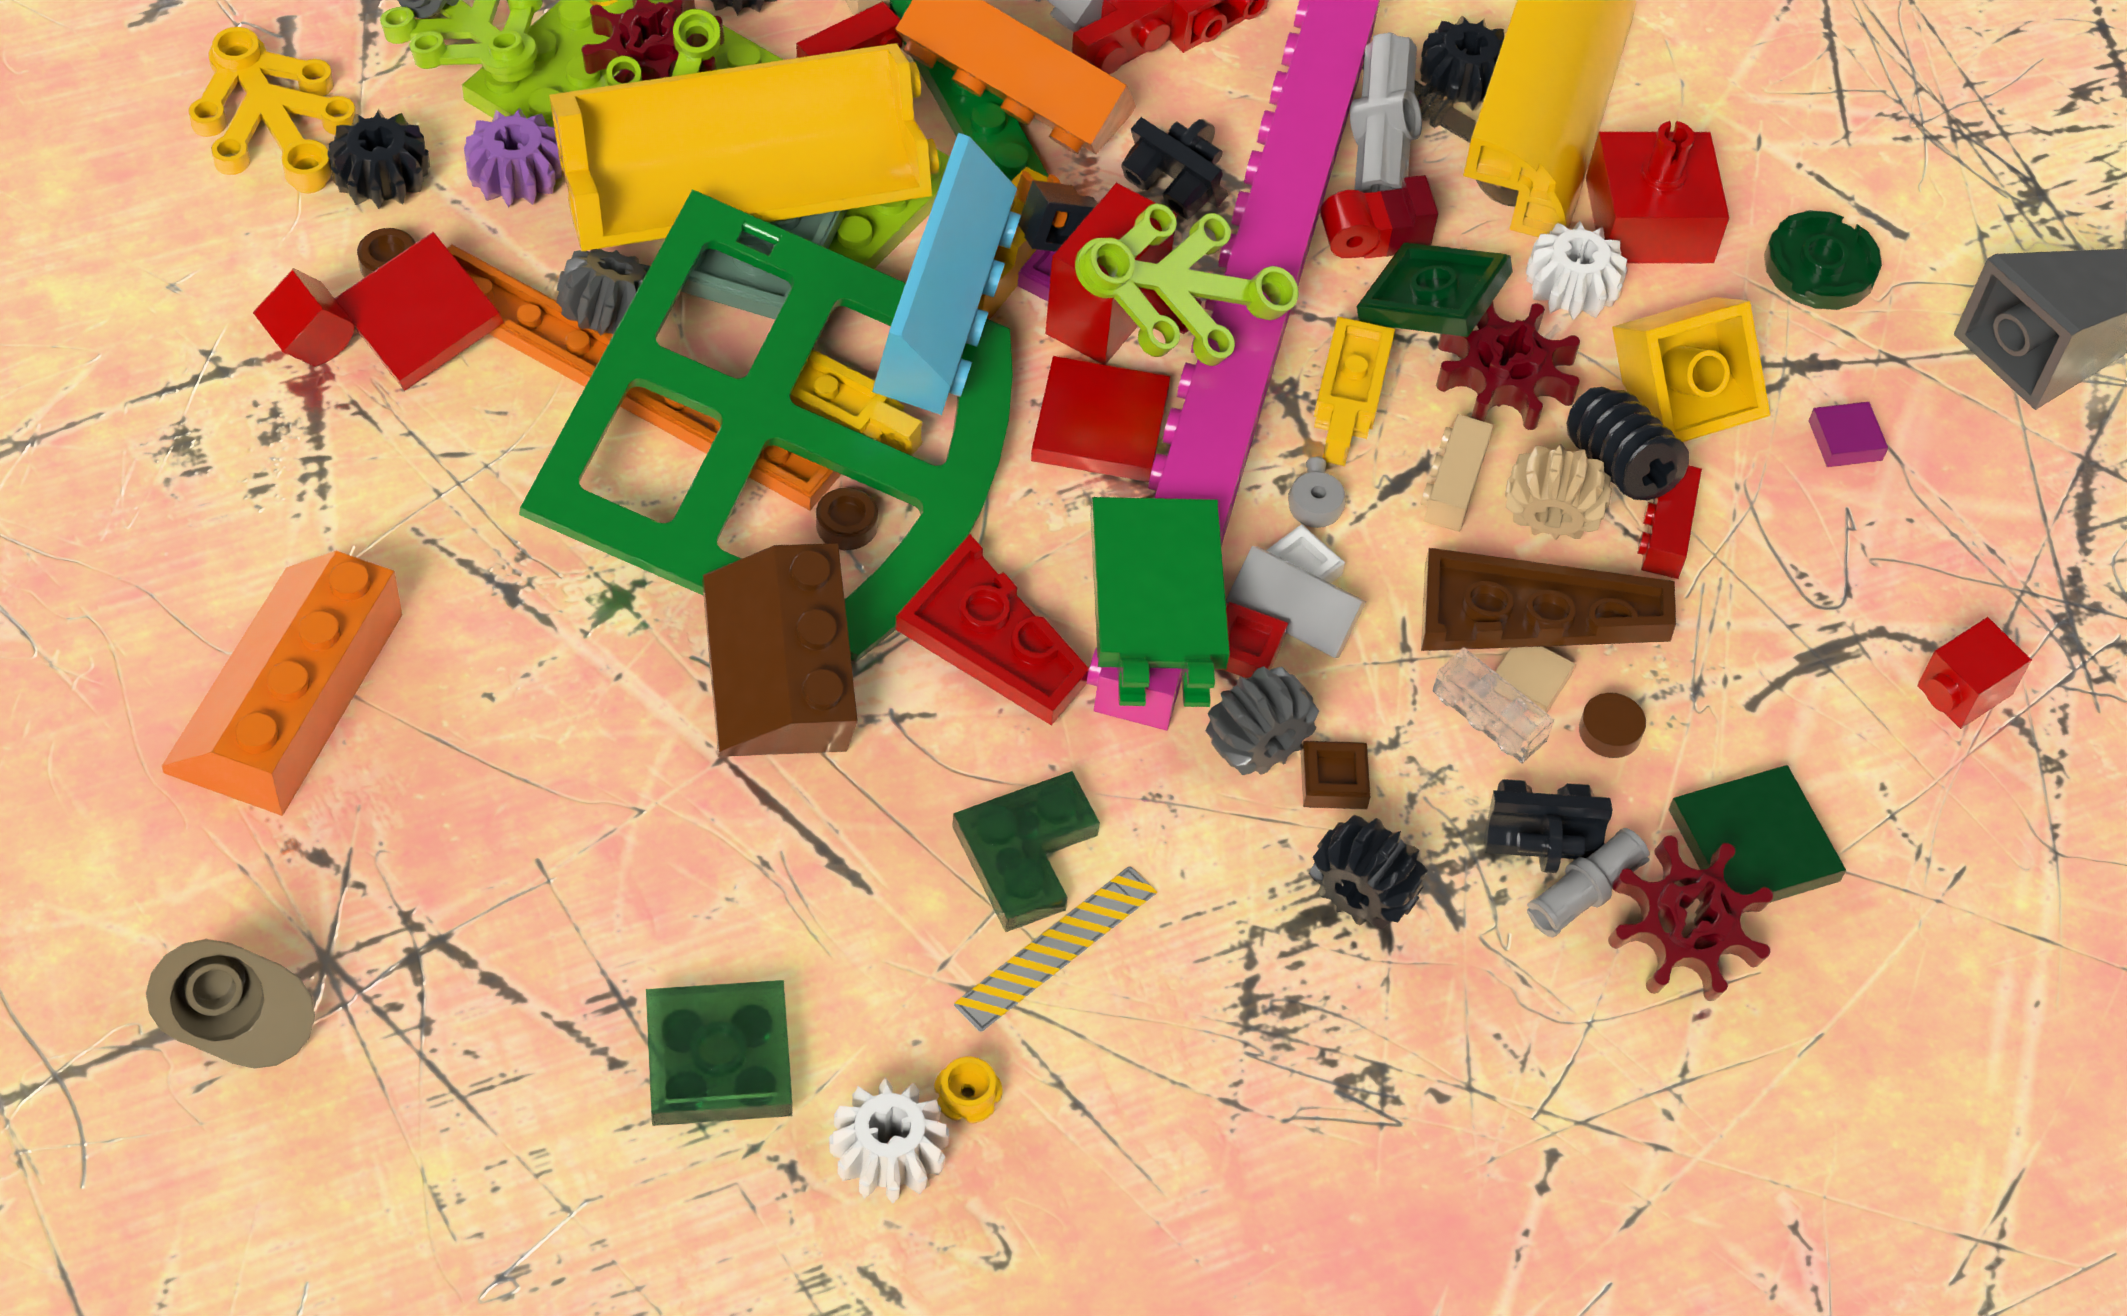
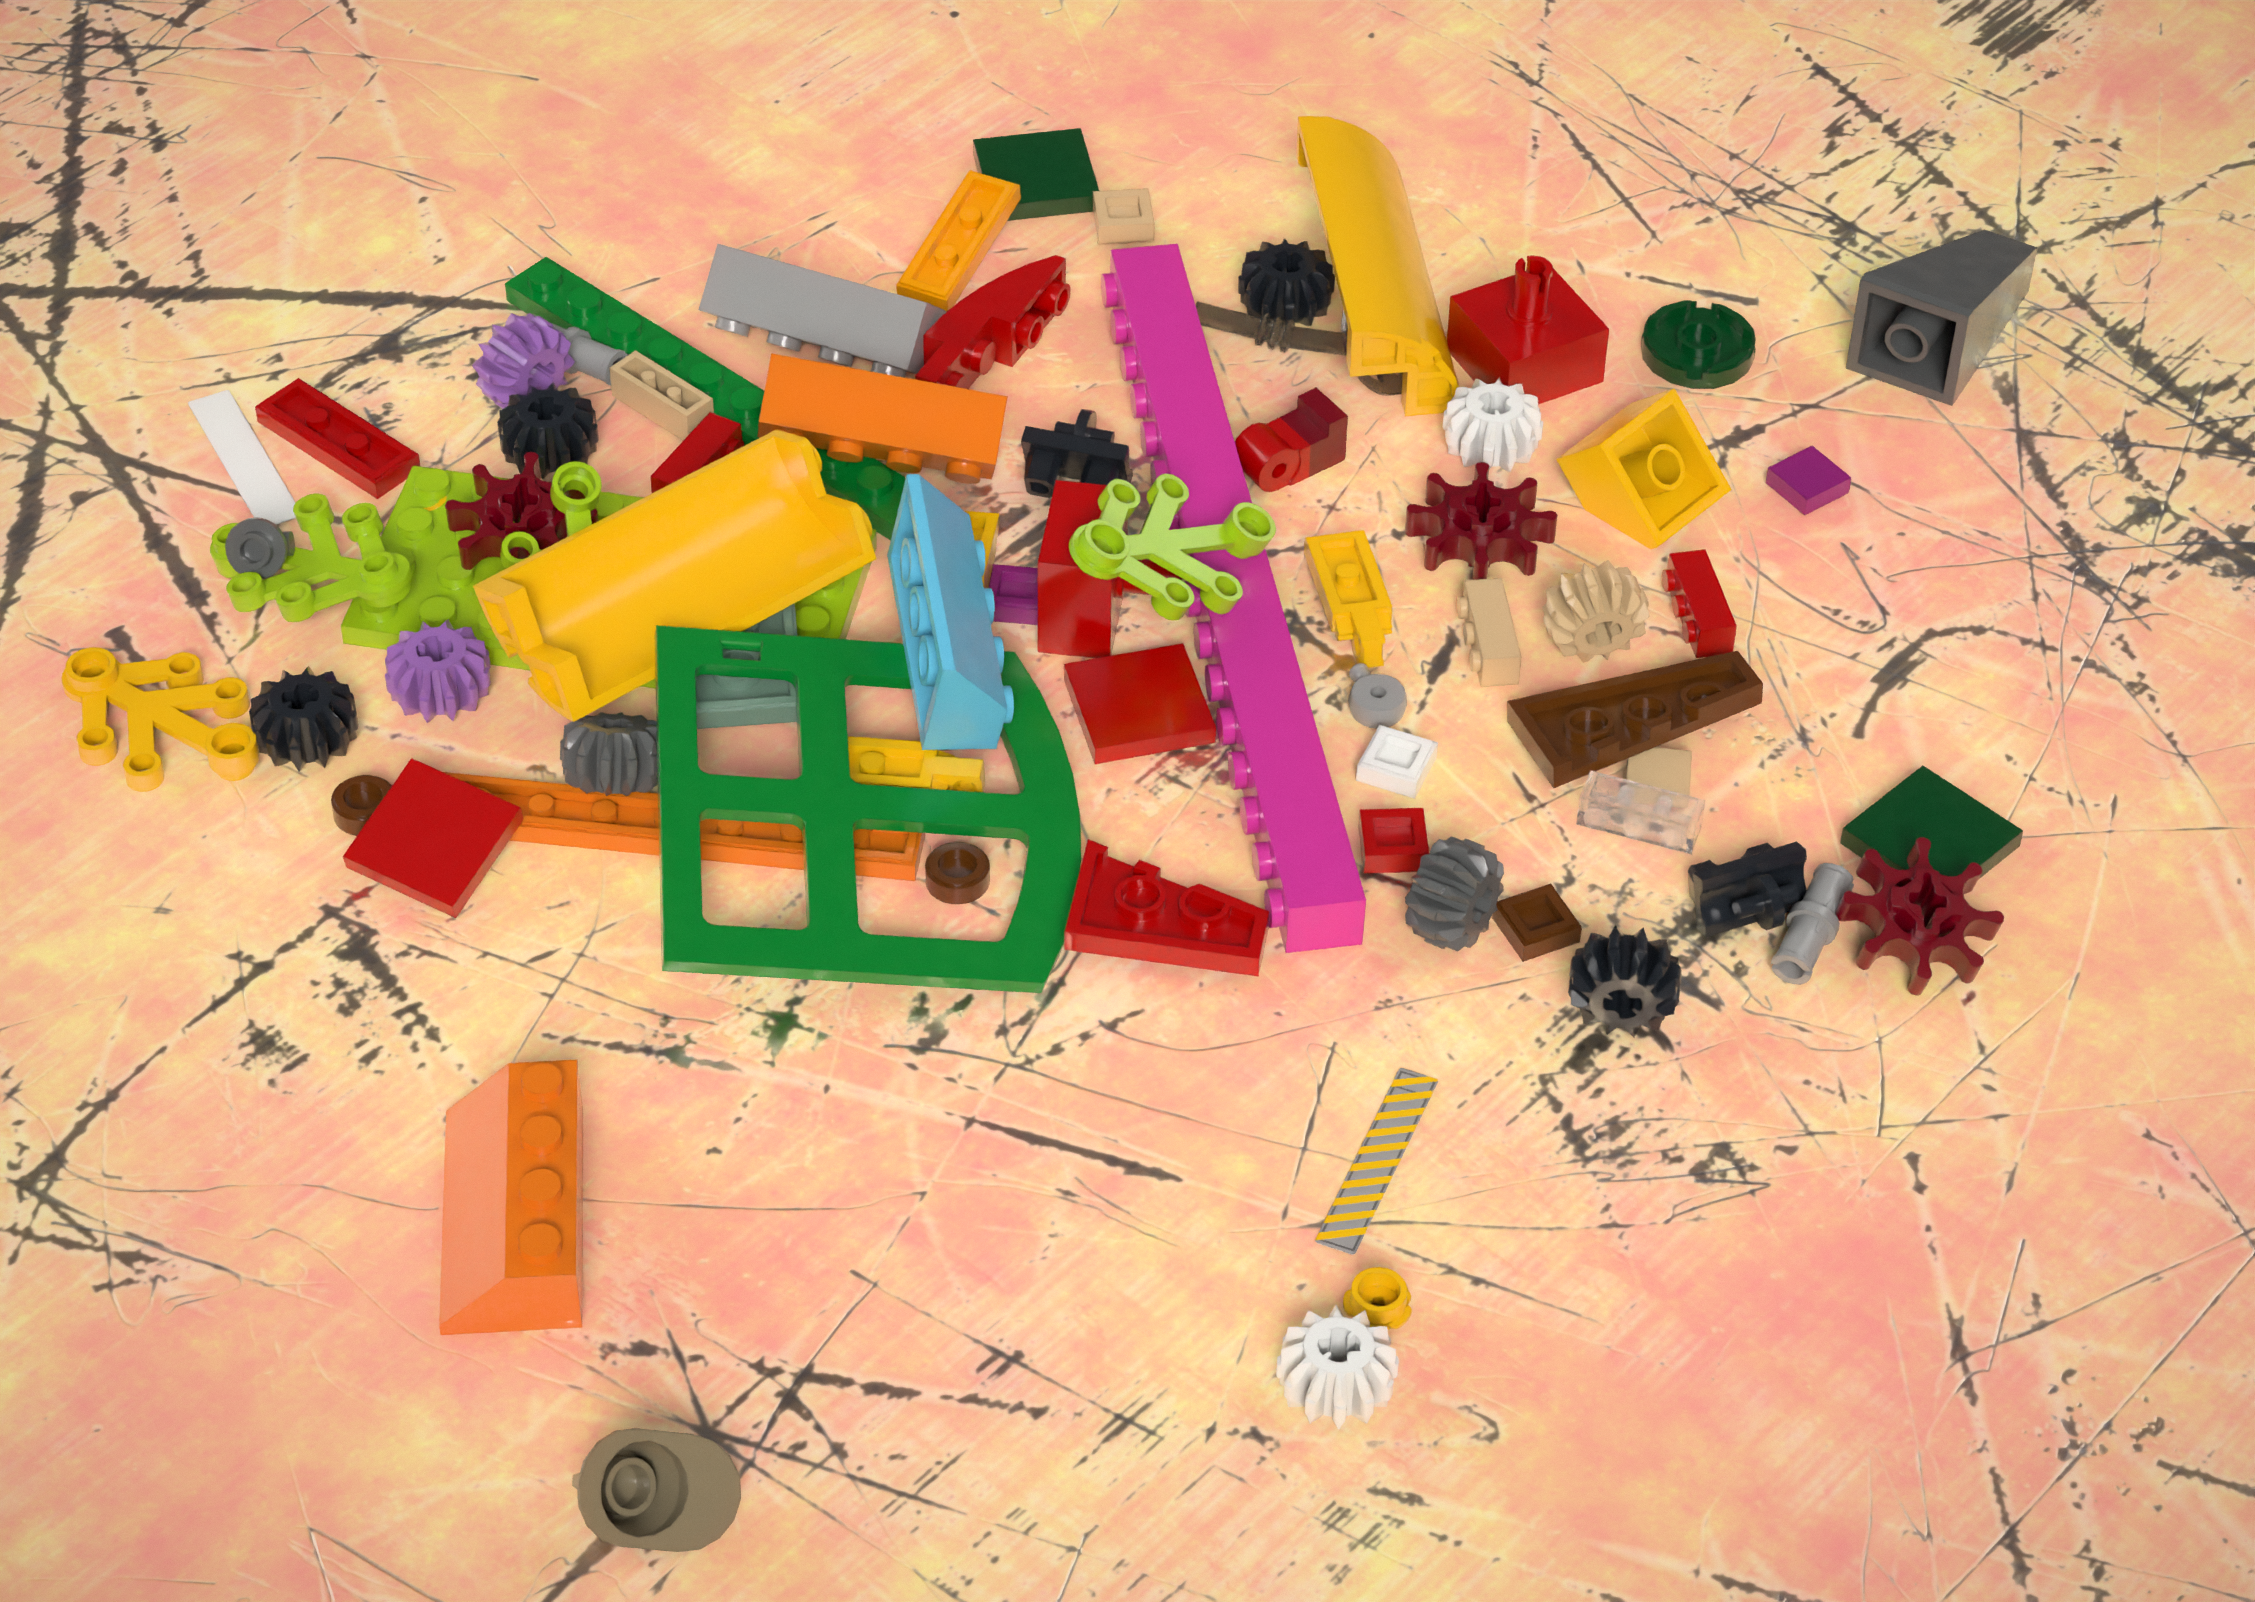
camera: 20 degrees left, 10 degrees down
(305, 319) = (328, 882): red piece -> none
(718, 1053) = (1134, 1358): clear green plate -> none
(780, 652) = (984, 998): reddish brown slope -> none
(1010, 844) = (1287, 1089): clear green plate -> none
(1050, 211) = (1009, 532): black piece -> none
(1159, 593) = (1303, 818): green tile -> none
(1311, 606) = (1440, 786): light grey tile -> none
(1386, 114) = (1244, 348): light grey piece -> none
(1435, 289) = (1380, 482): dark green tile -> none
(1612, 725) = (1752, 791): reddish brown tile -> none
(1631, 442) = (1653, 547): black piece -> none
(1973, 672) = (2034, 632): red brick -> none

